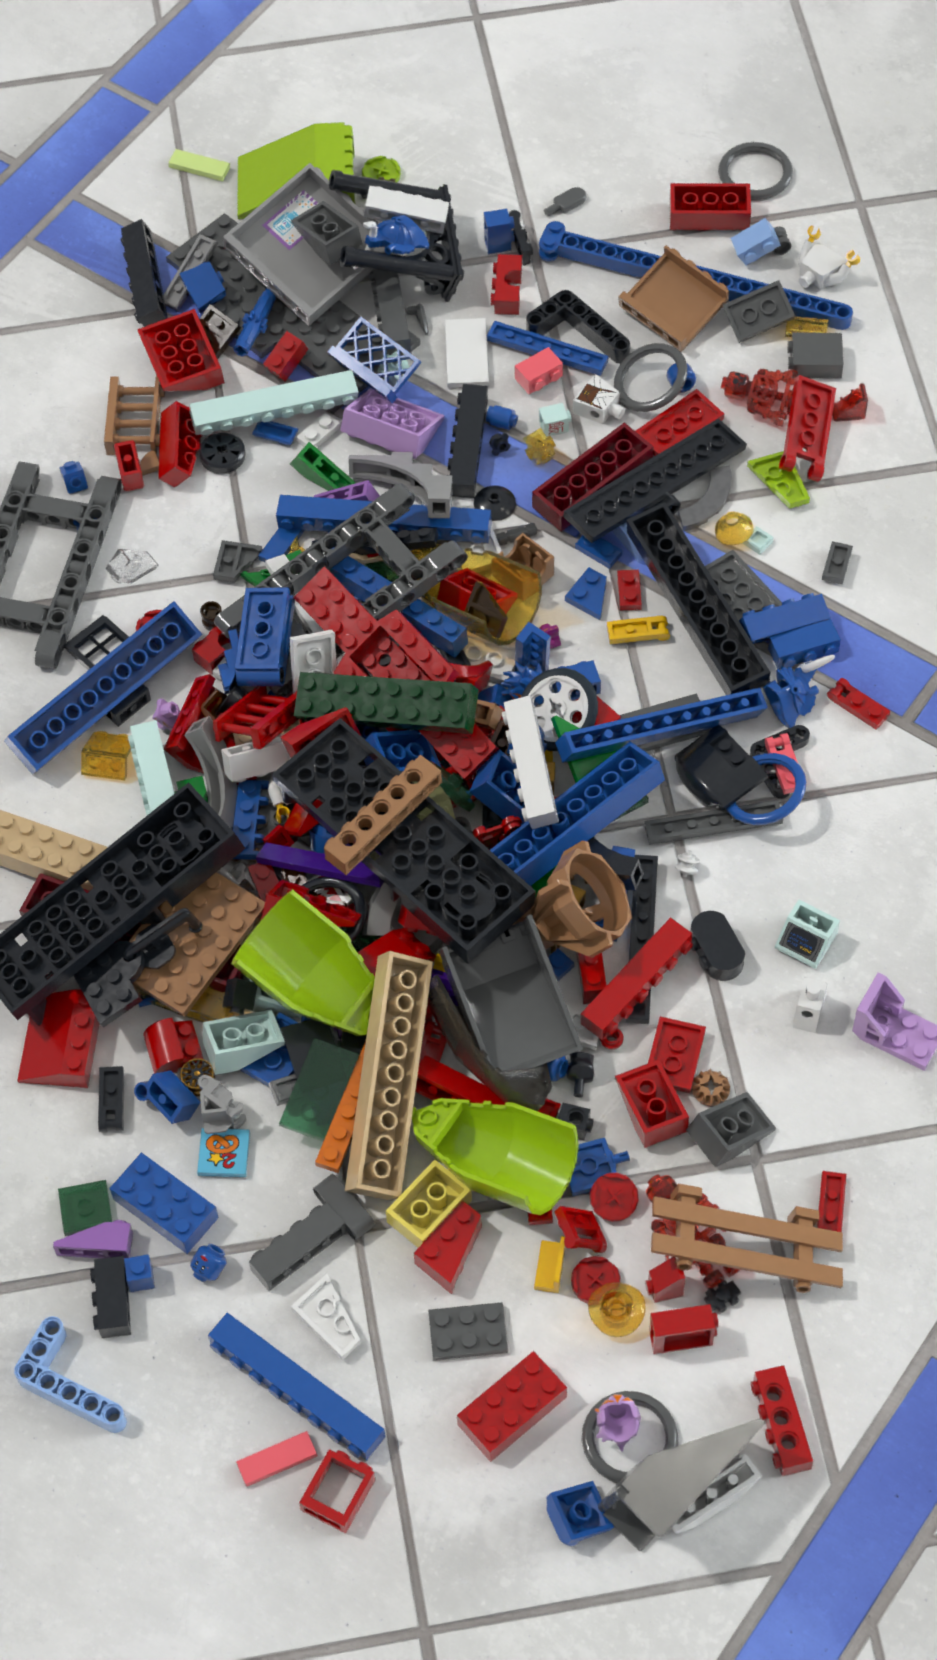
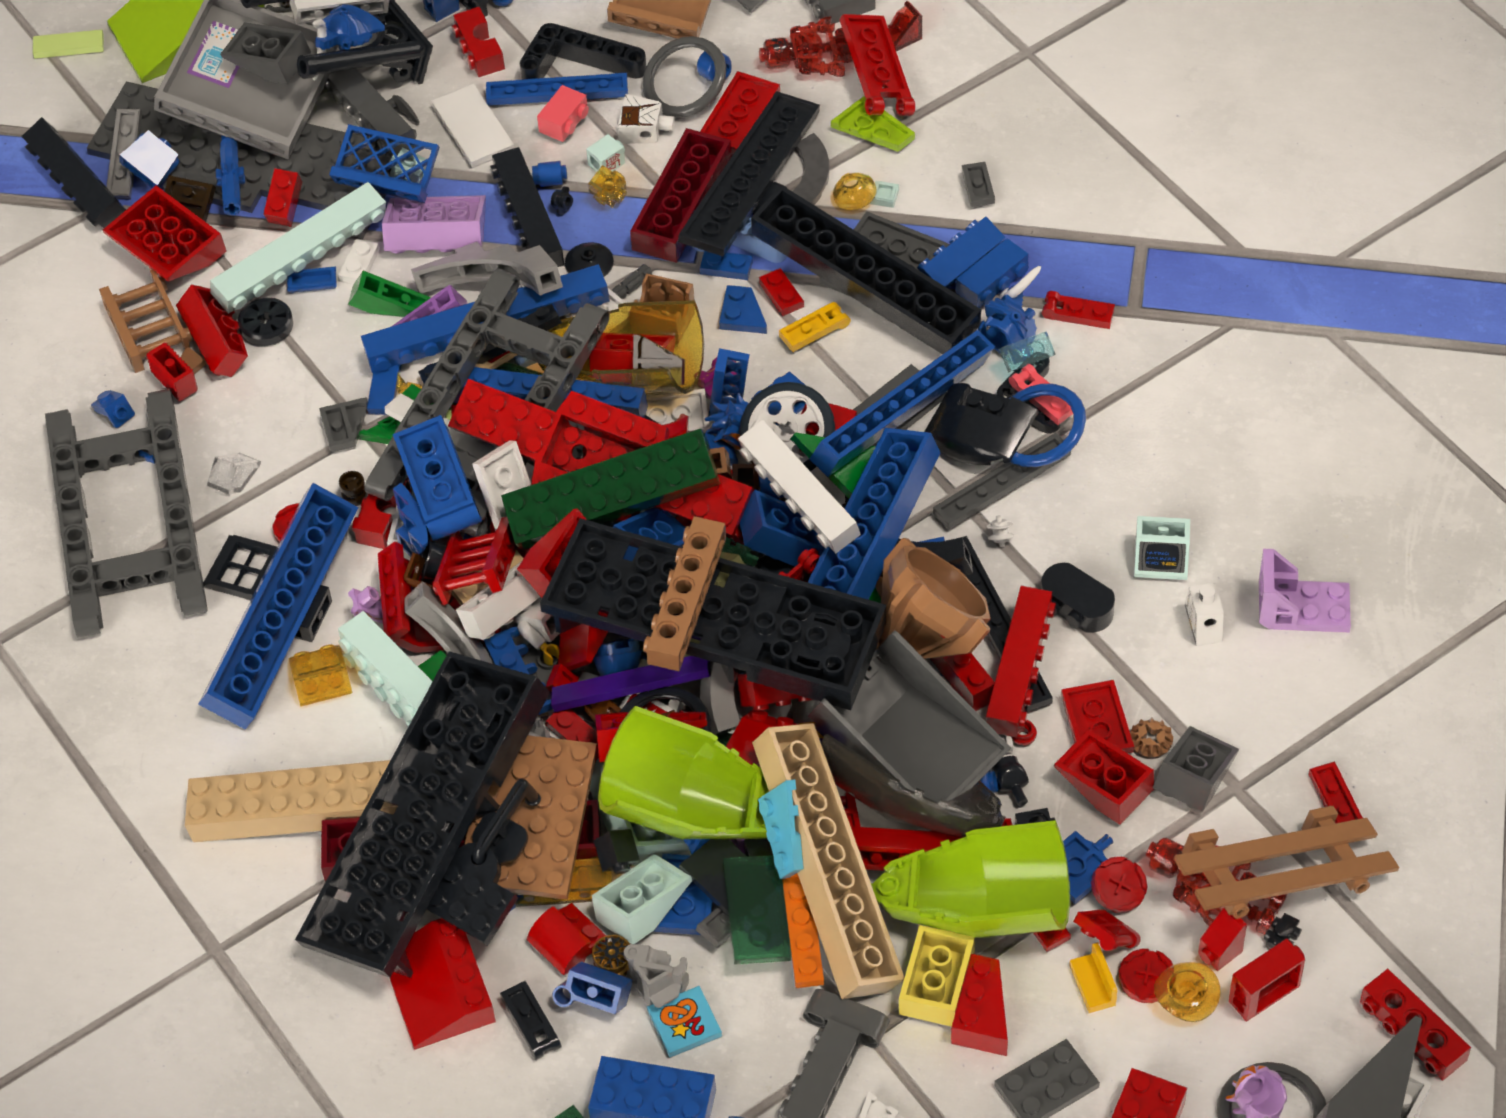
camera: 25 degrees left, 5 degrees down
(366, 1026) = (779, 821): none -> medium azure wing
(791, 722) = (1027, 351): none -> clear light blue plate

